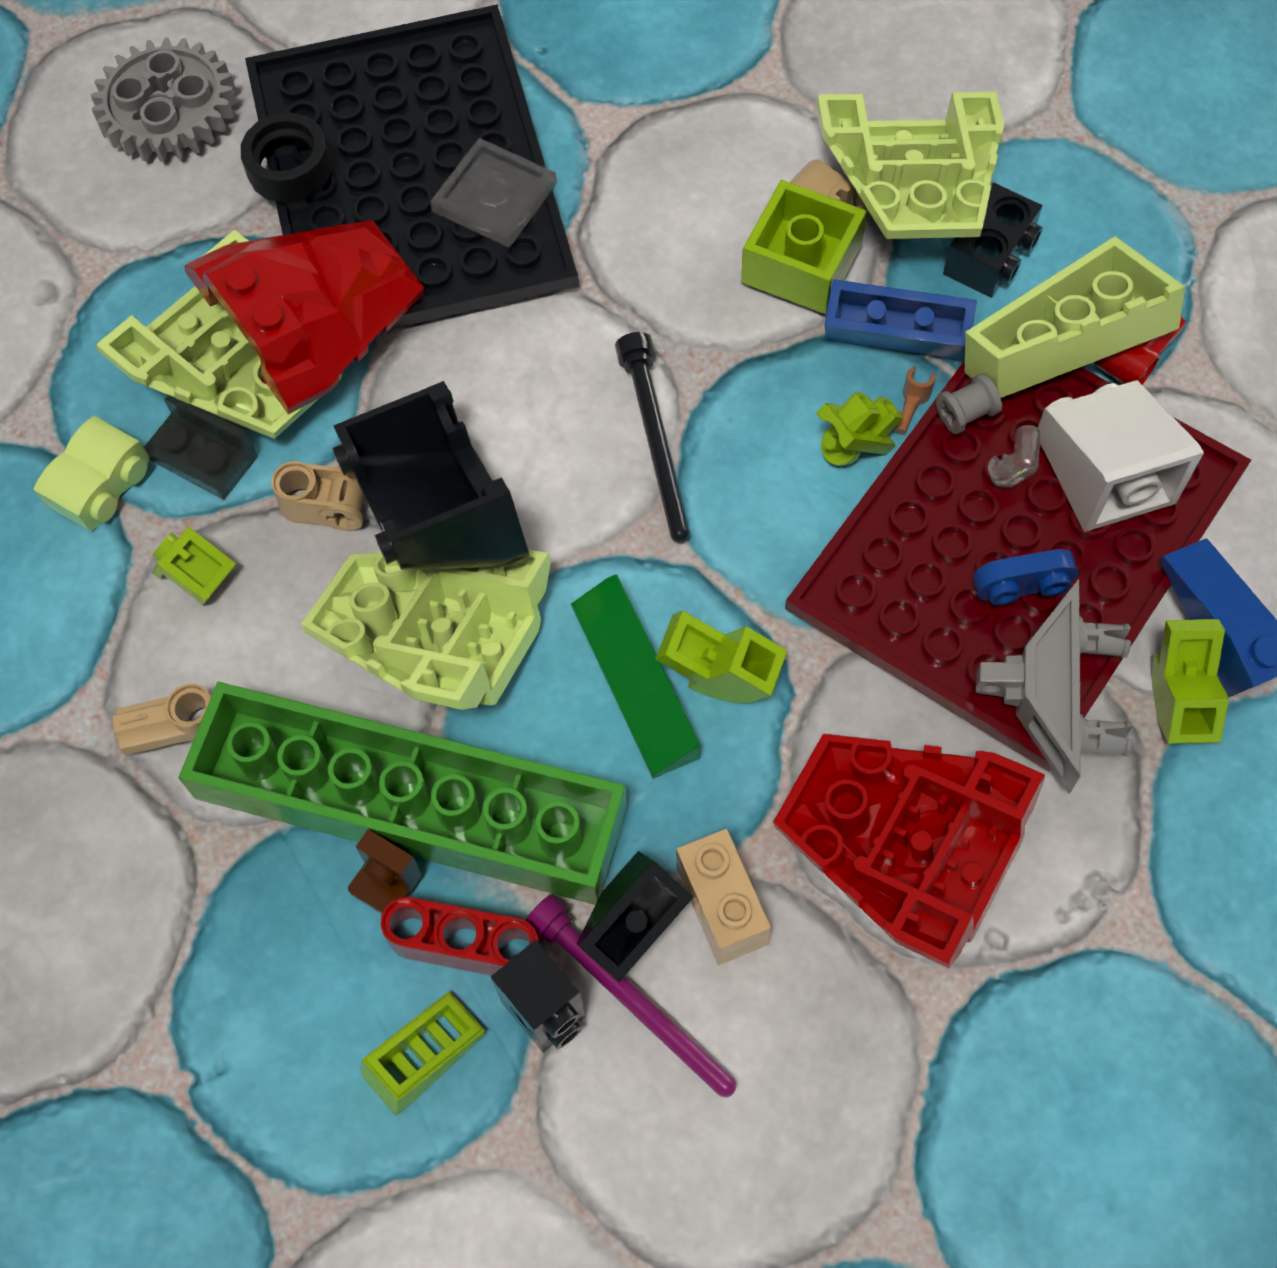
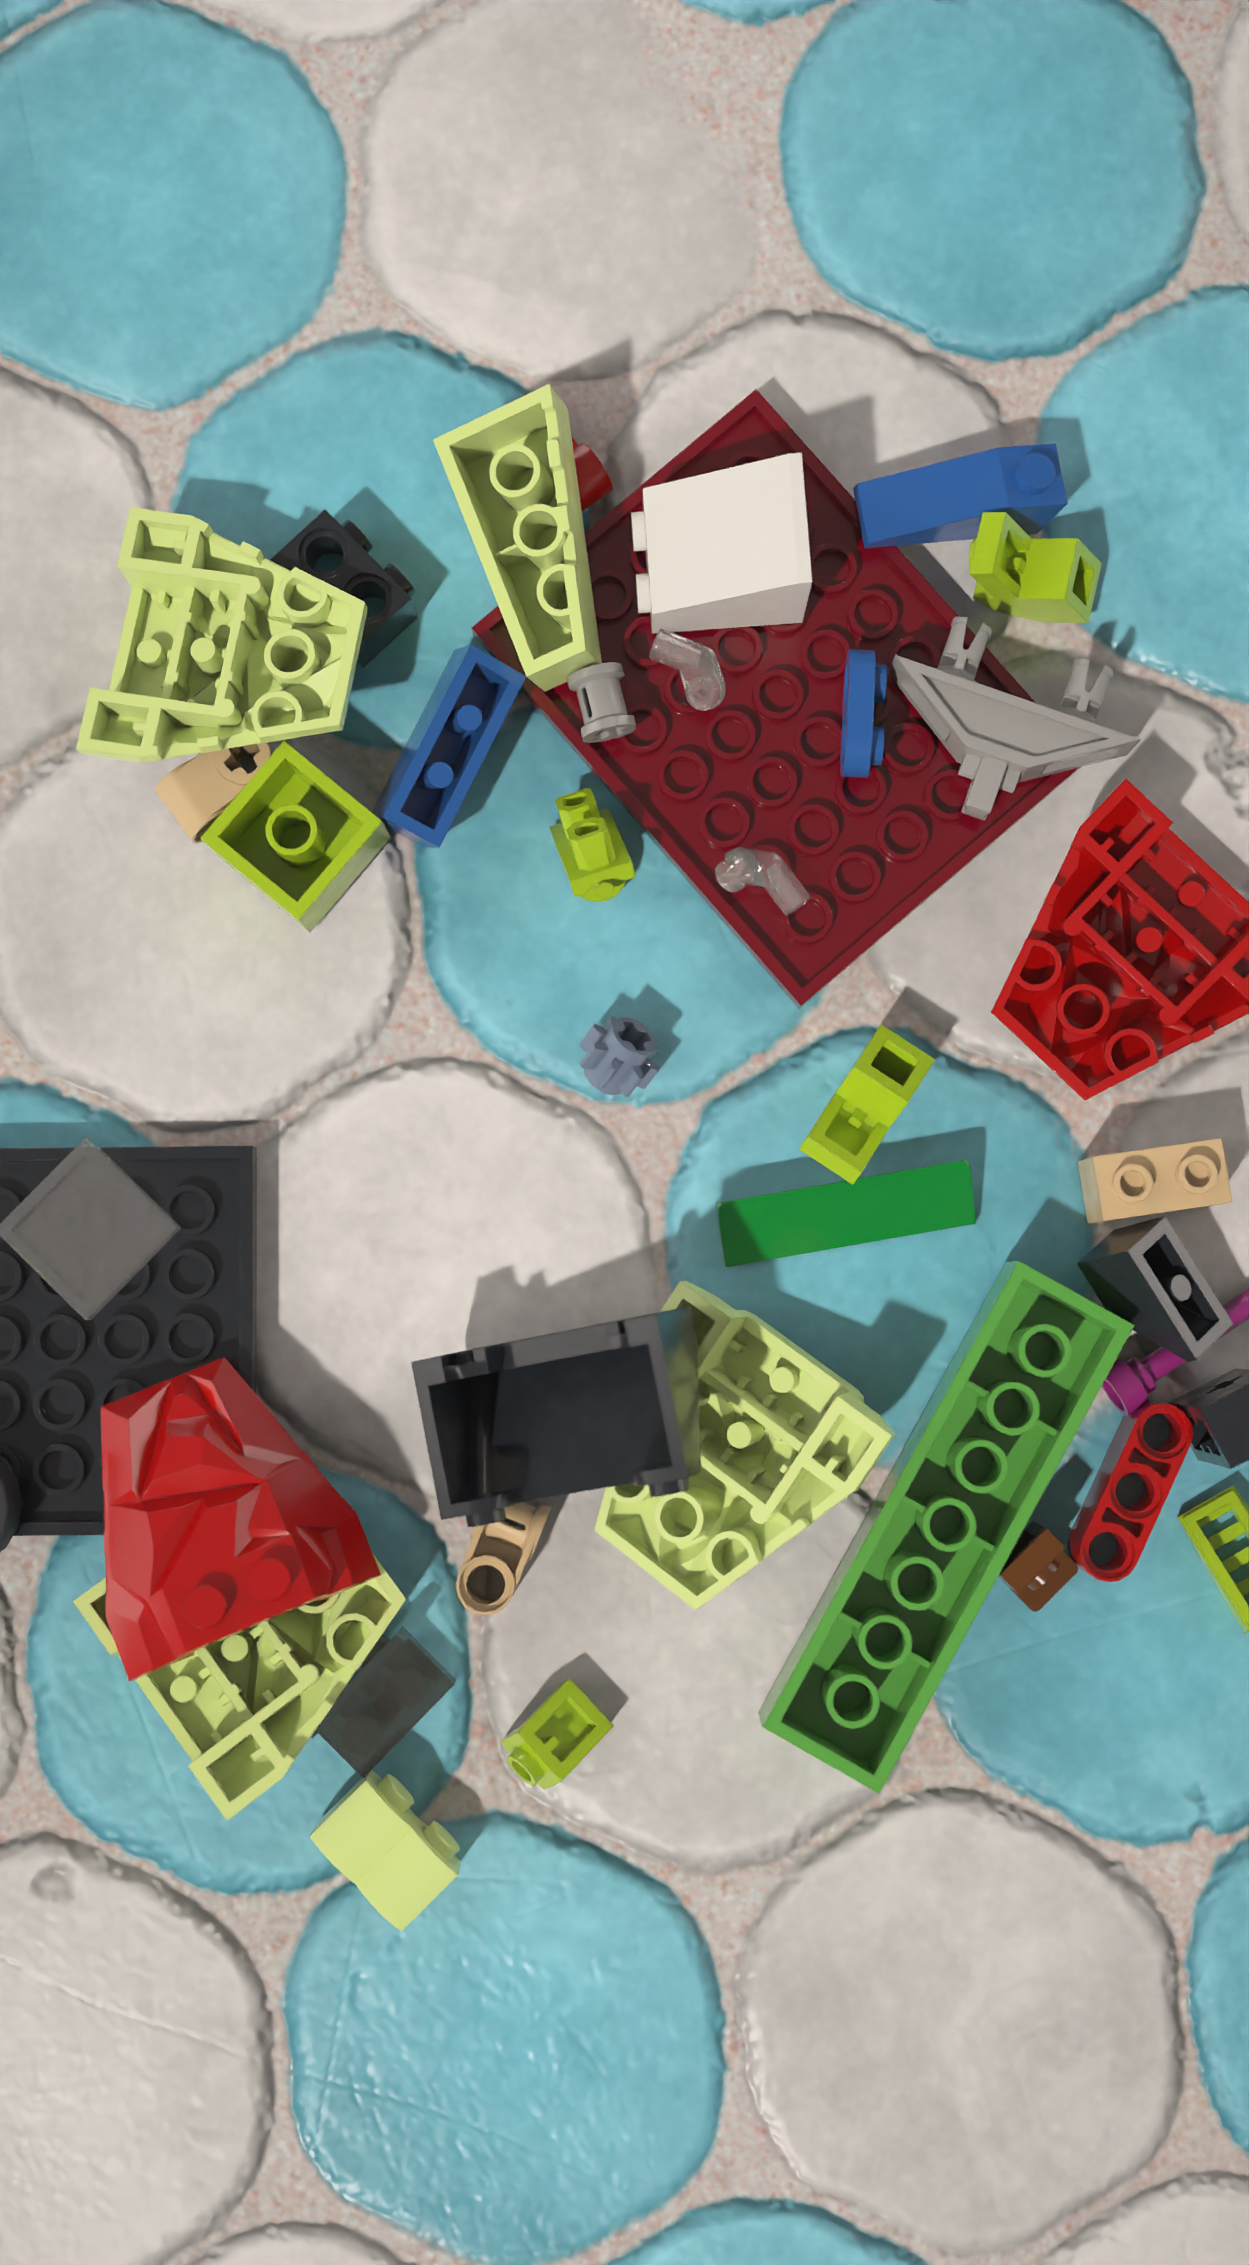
camera: 75 degrees left, 20 degrees up
(160, 720) = (768, 1802): tan piece -> none
(636, 354) = (396, 1099): black piece -> none
(709, 485) = (619, 1056): none -> sand blue gear
(881, 542) = (763, 870): none -> clear arm
(914, 394) = (546, 764): nougat hand -> none

